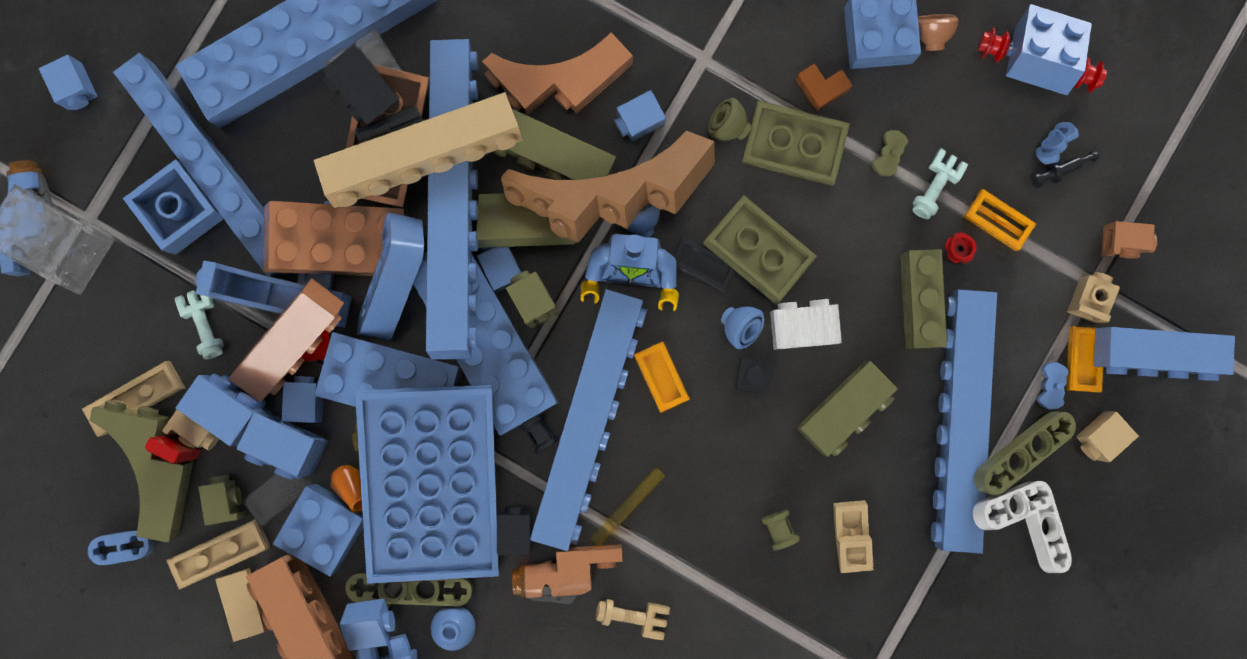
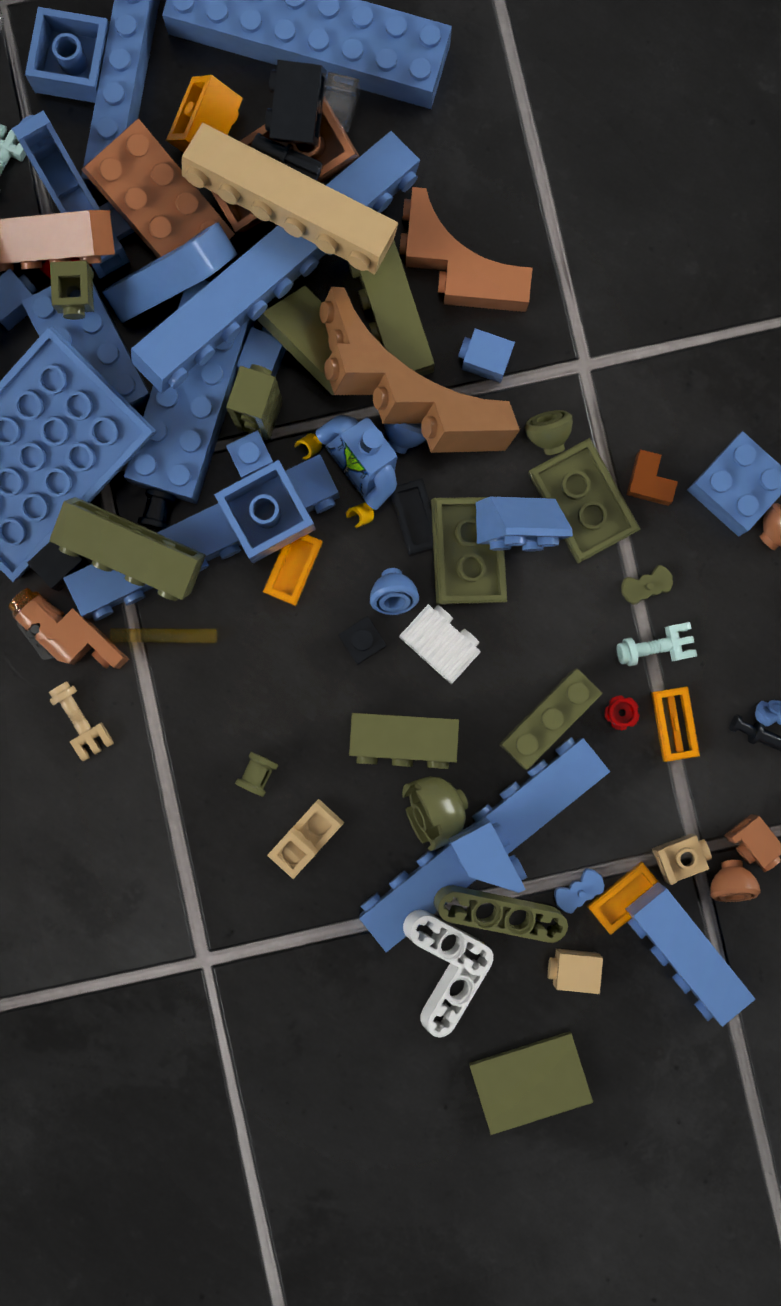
camera: 50 degrees right, 0 degrees up
(296, 148) = (206, 102): none -> light orange brick
(330, 351) = (69, 277): none -> olive brick
(553, 478) = (126, 548): none -> olive brick
(563, 337) = (249, 454): none -> medium blue brick
(615, 361) = (265, 511): none -> medium blue brick
(777, 198) = (520, 522): none -> medium blue slope
(917, 433) = (435, 810): none -> olive cylinder
(984, 429) = (485, 858): none -> medium blue slope
(1142, 278) = (734, 883): none -> nougat brick
(1151, 535) = (530, 1083): none -> olive tile

